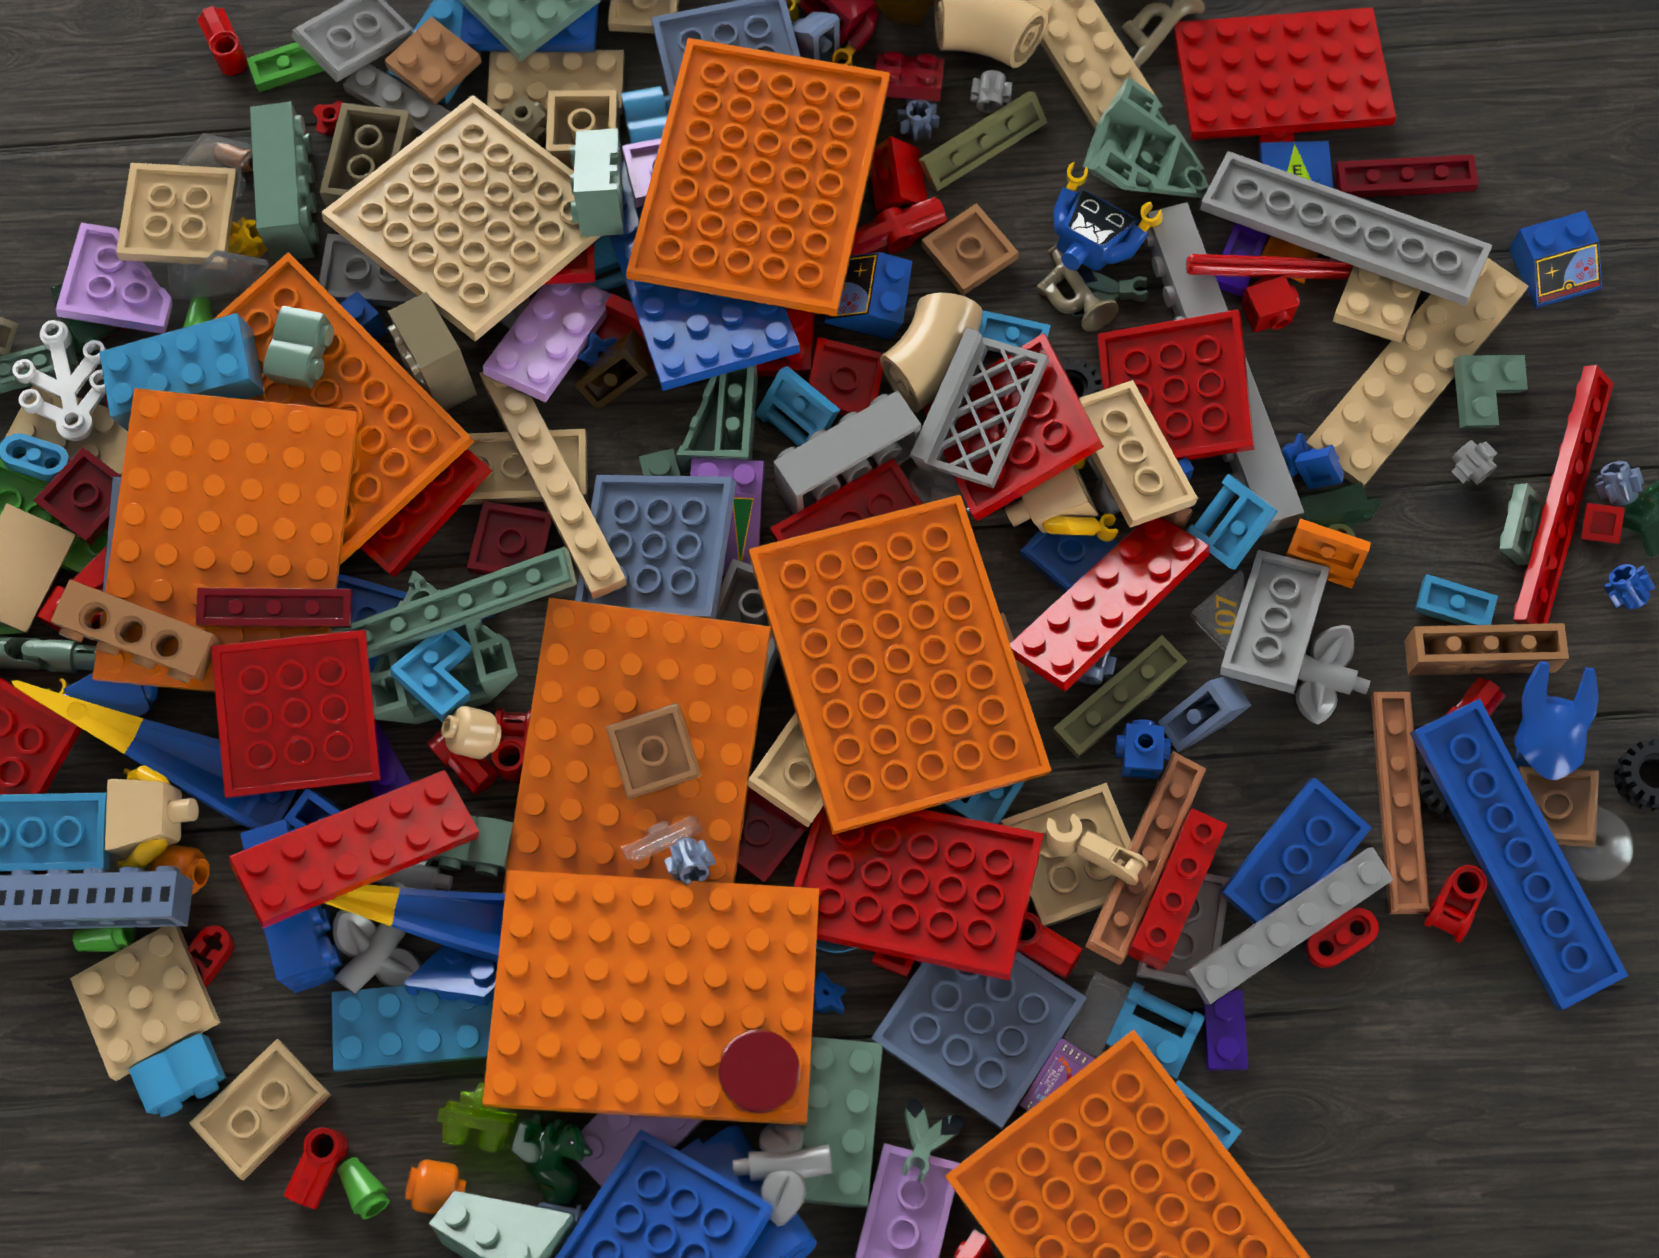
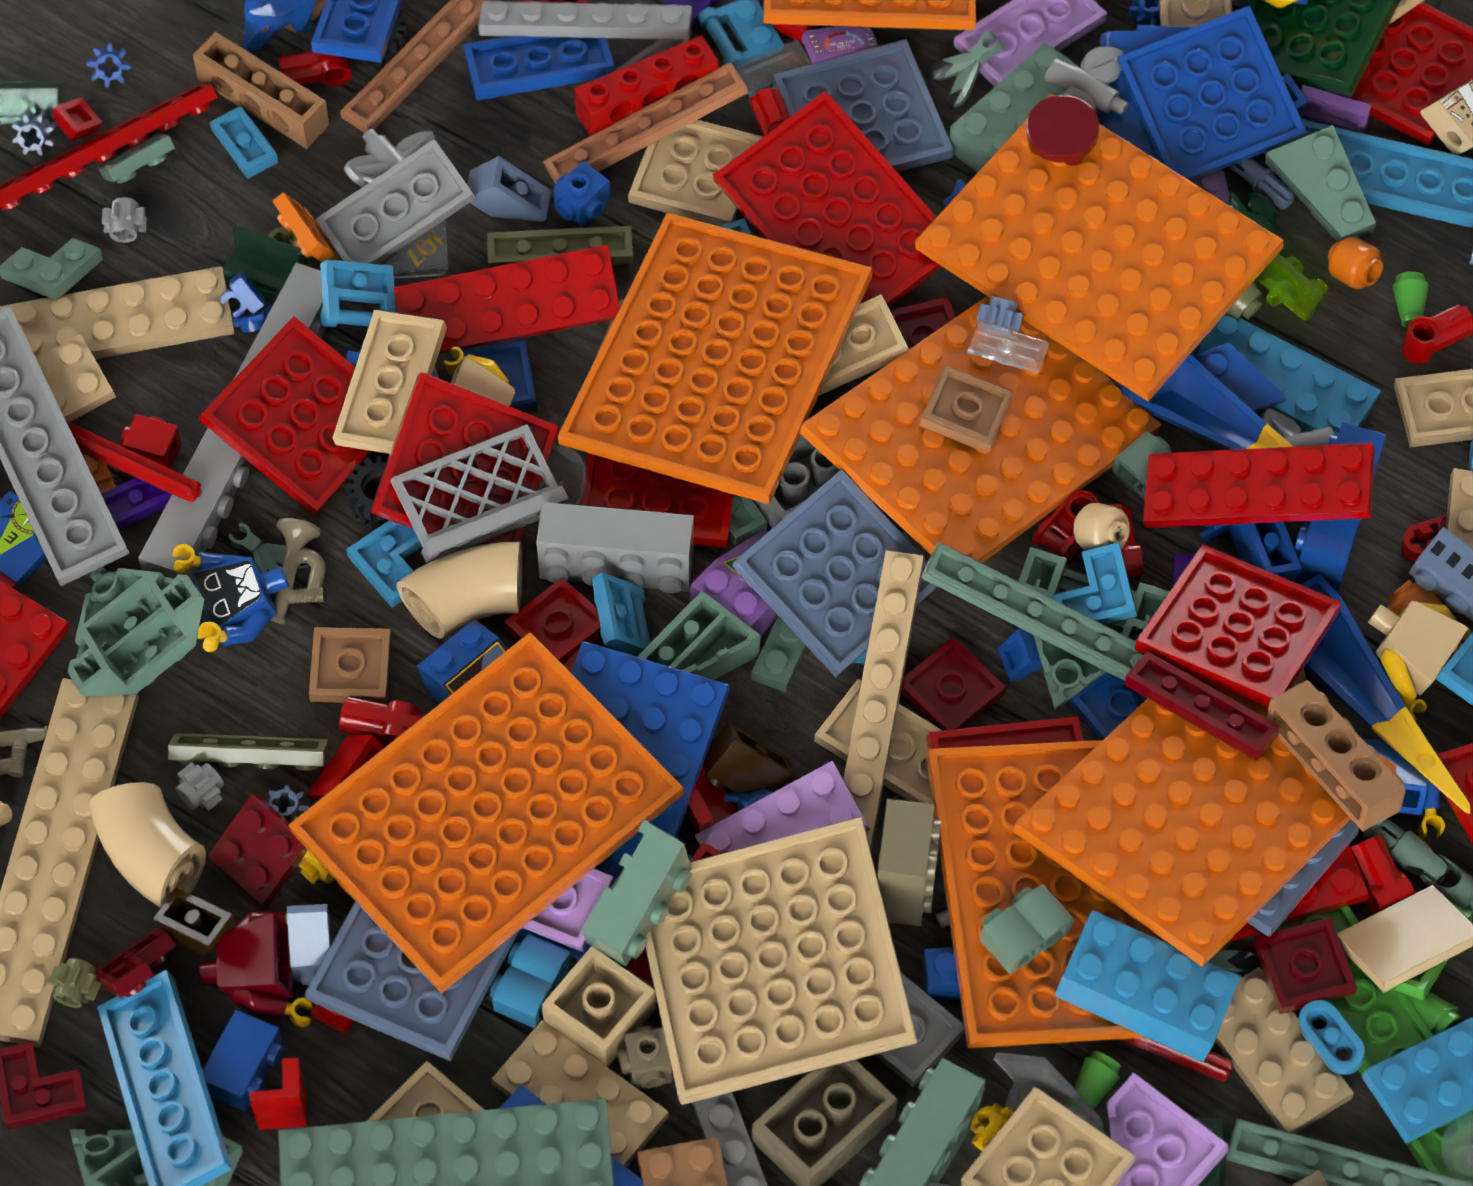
camera: 145 degrees left, 10 degrees down
(66, 385) = (1260, 1089): white plant -> none
(1095, 849) = (685, 143): tan piece -> none

